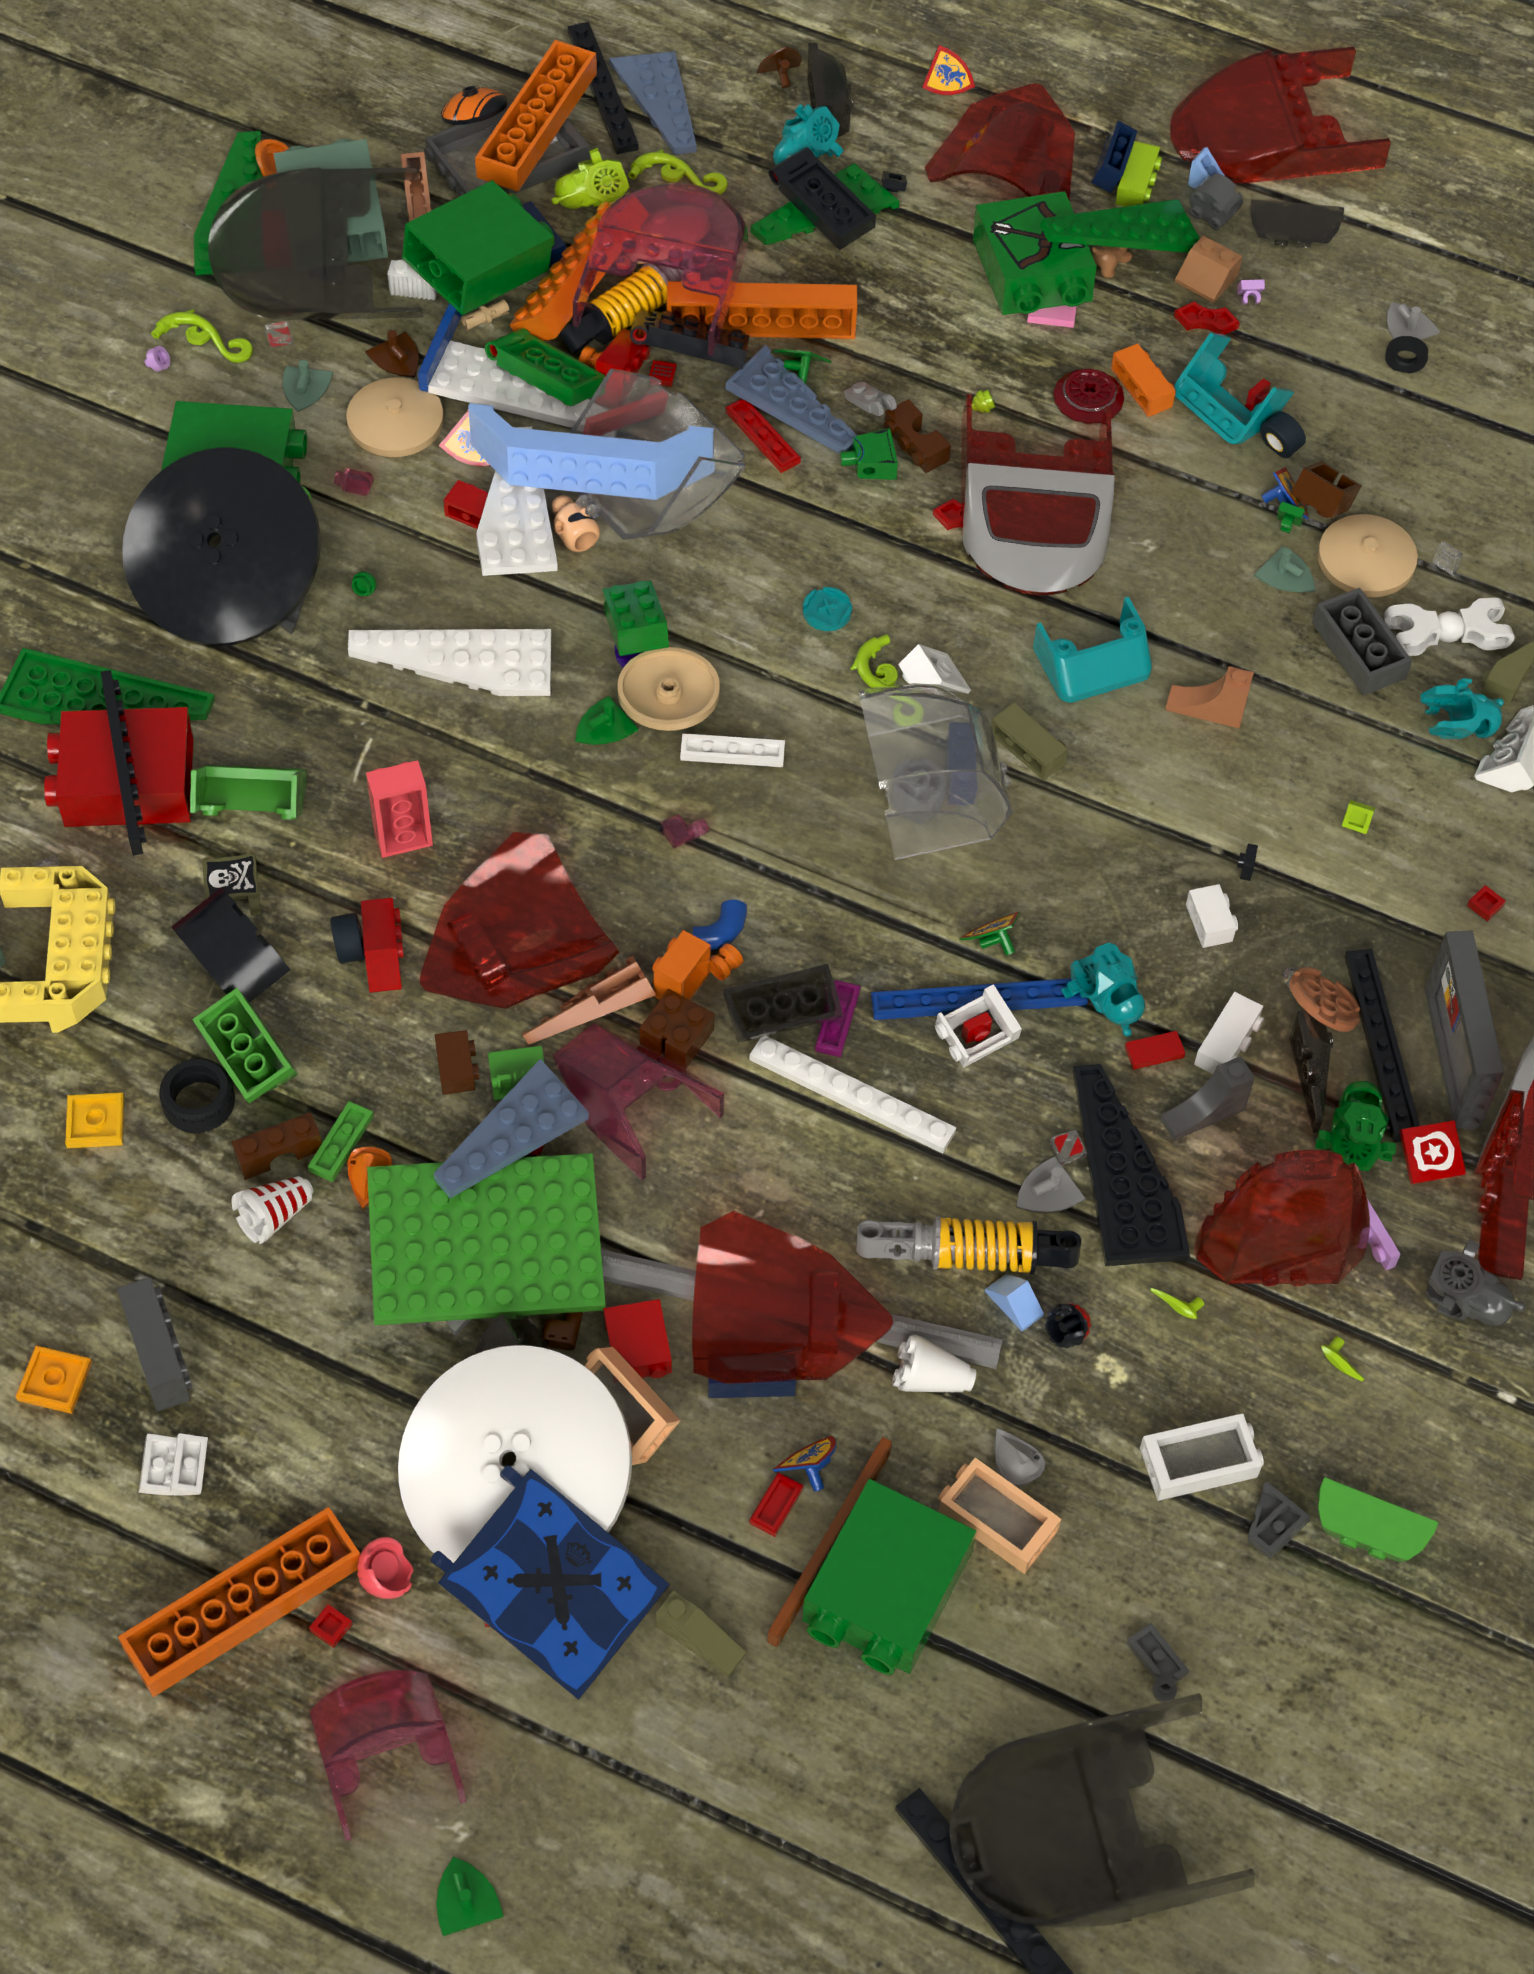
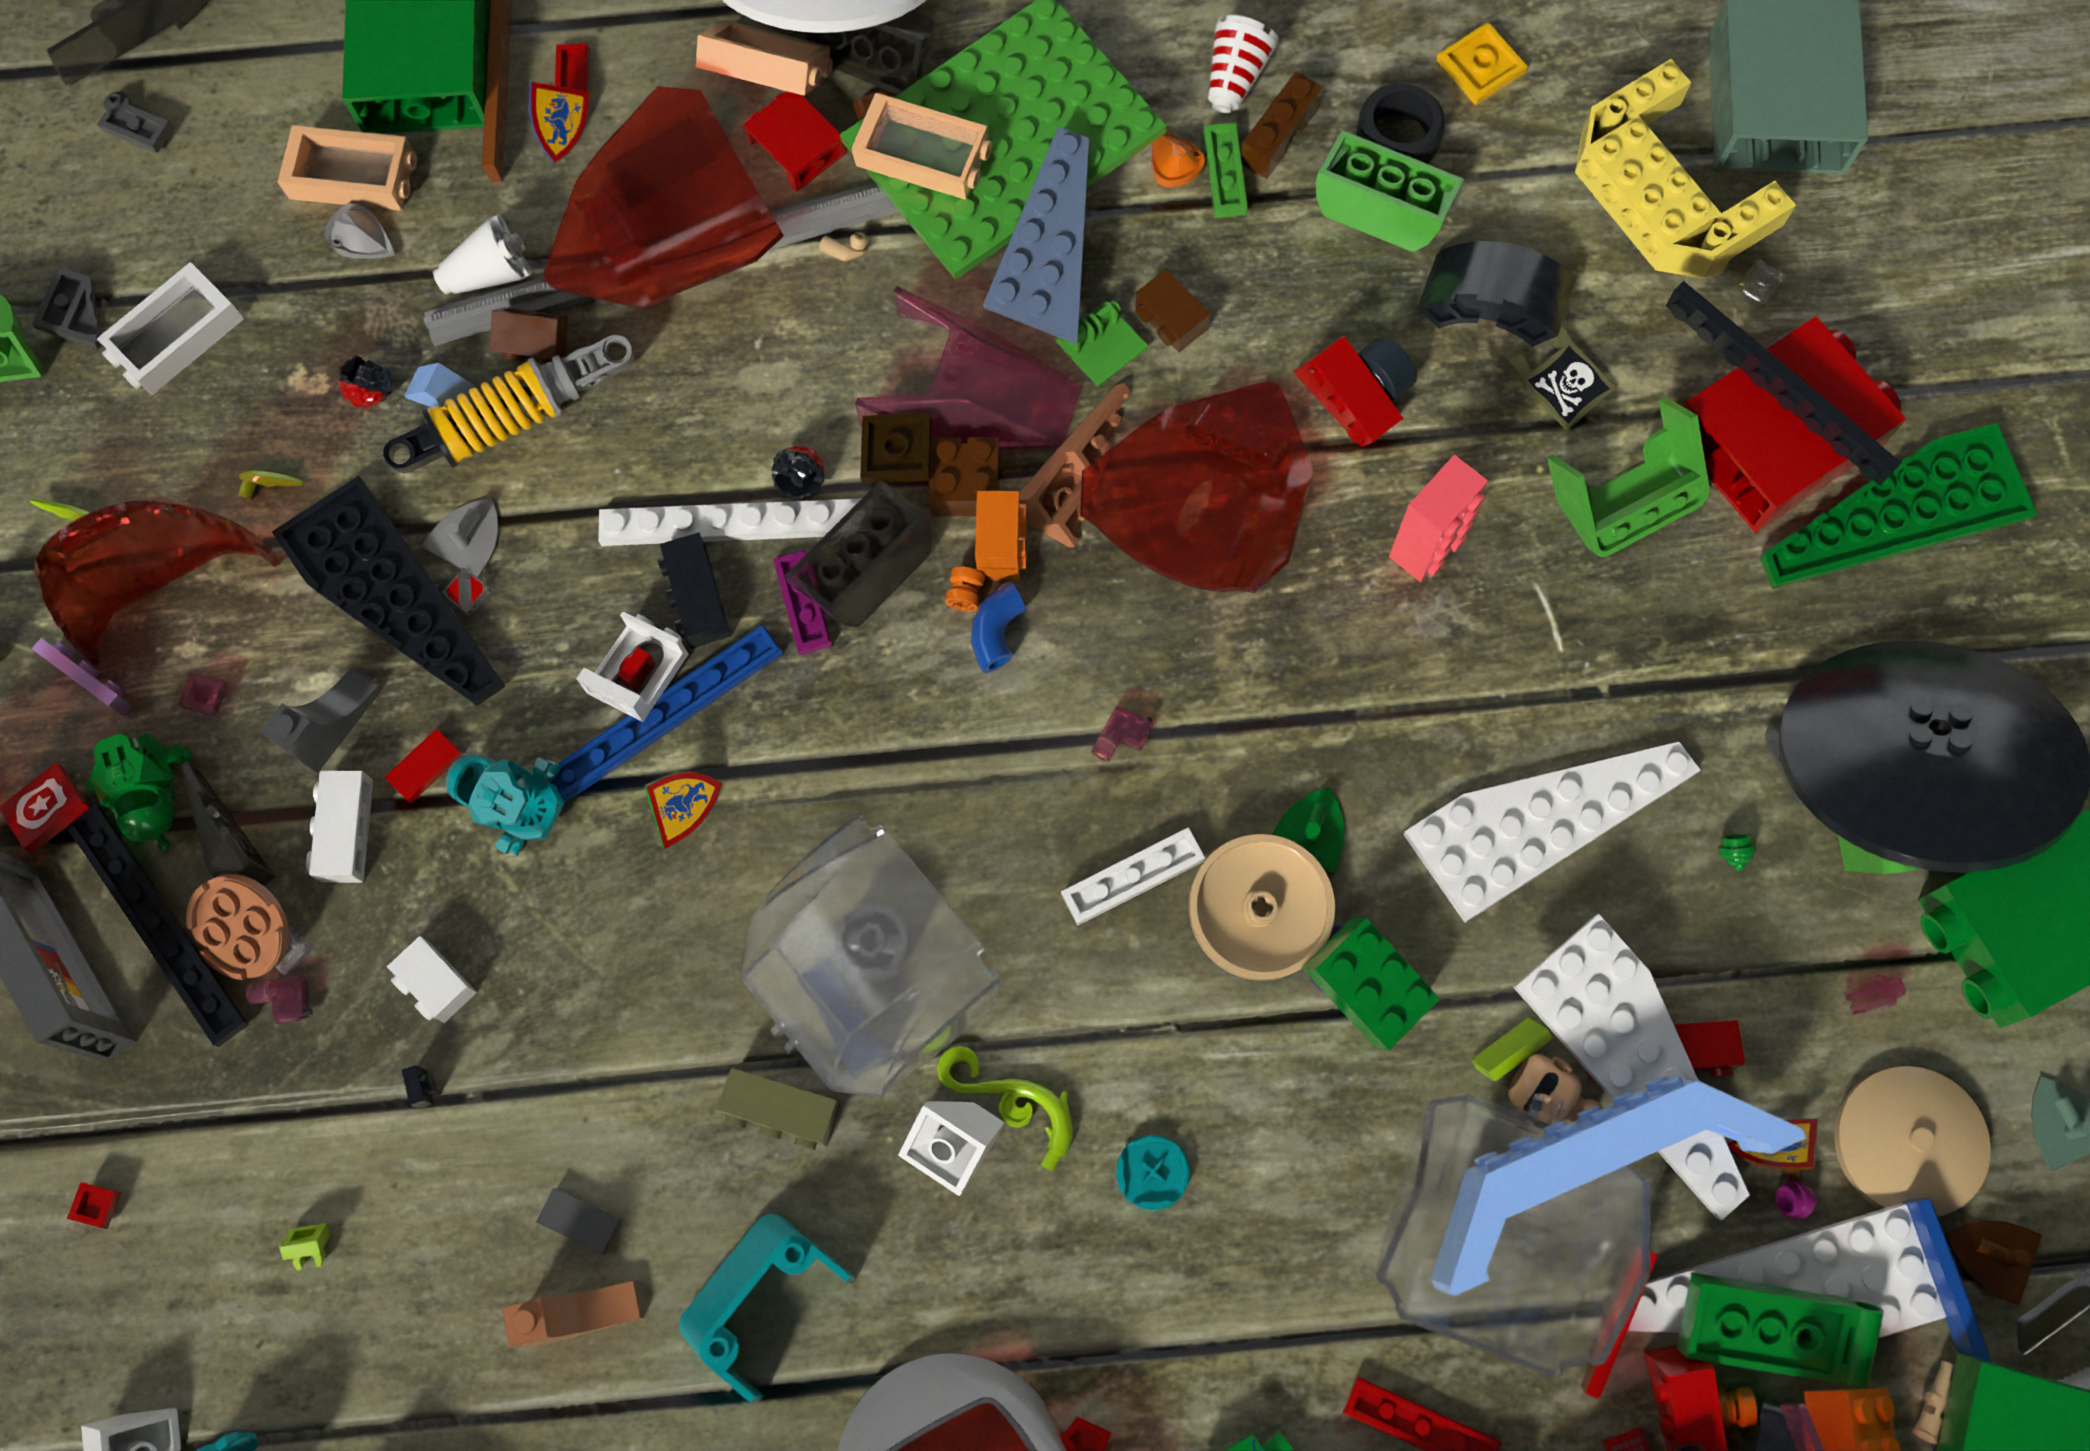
camera: 155 degrees right, 15 degrees up
(556, 1239) = (921, 146): none -> window
(579, 557) = (1511, 1049): none -> lime tile
(652, 1239) = (845, 251): none -> tan arm
(714, 1055) = (896, 448): none -> dark brown tile
(788, 1092) = (798, 472): none -> black piece
(908, 1057) = (693, 590): none -> black brick
(926, 1294) = (528, 334): none -> reddish brown brick
(1183, 751) = (579, 1221): none -> dark grey tile
(1311, 956) = (287, 995): none -> clear pink piece

